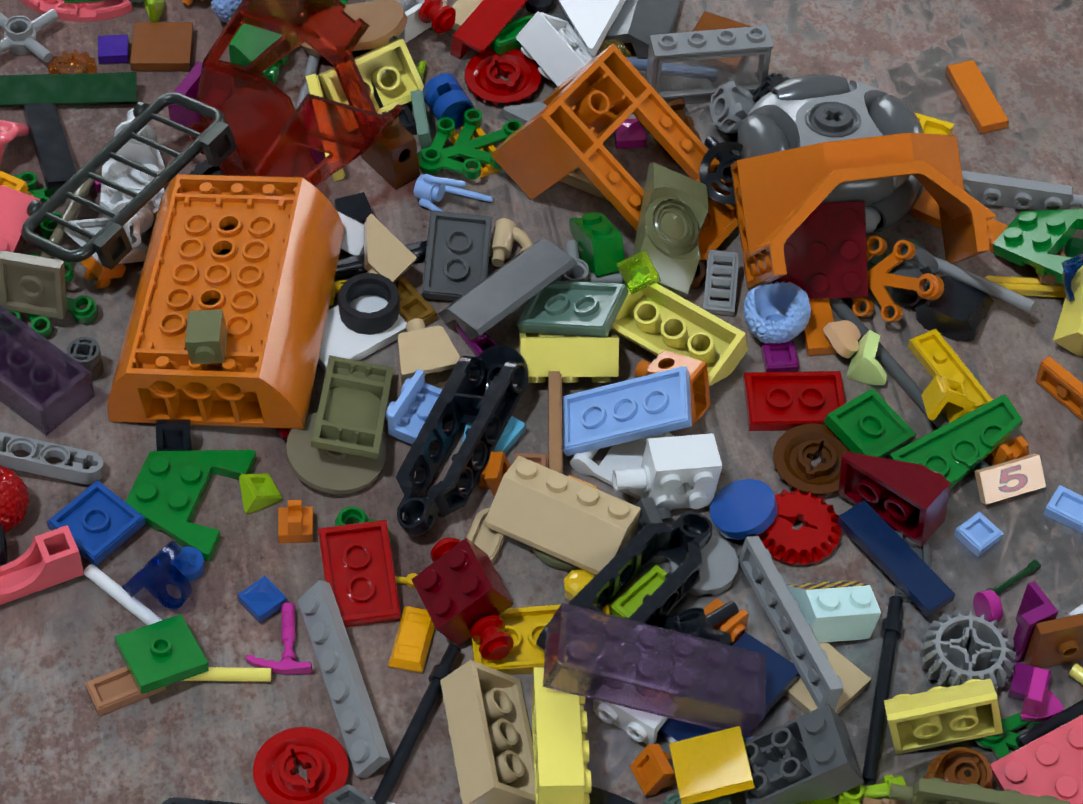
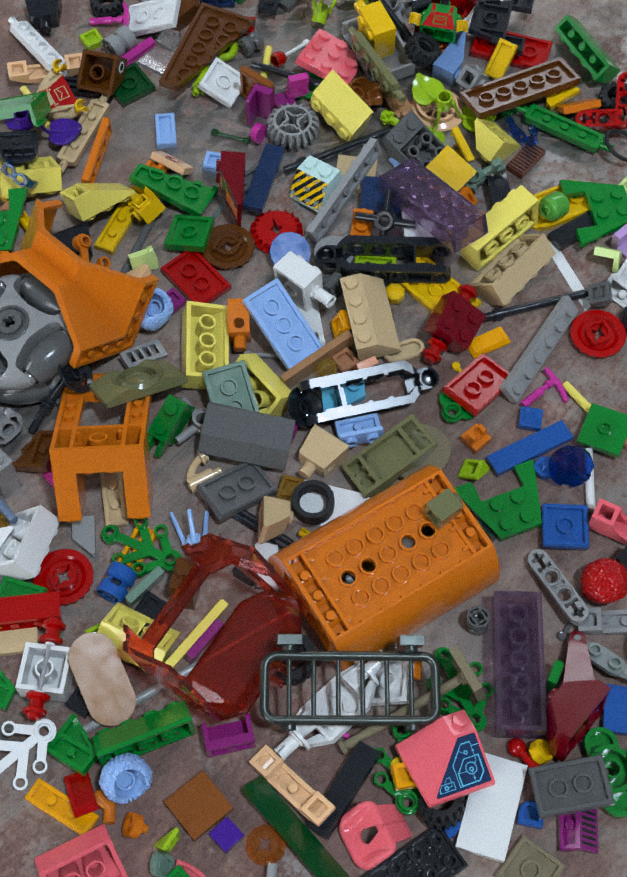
camera: 125 degrees left, 10 degrees up
(85, 114) = (291, 786): none -> light nougat slope
(226, 569) = (529, 448): none -> blue tile
(536, 437) = (326, 366): none -> clear yellow tile
(638, 272) = (190, 367): clear neon green plate -> none
(1005, 351) = (89, 199): none -> light yellow slope

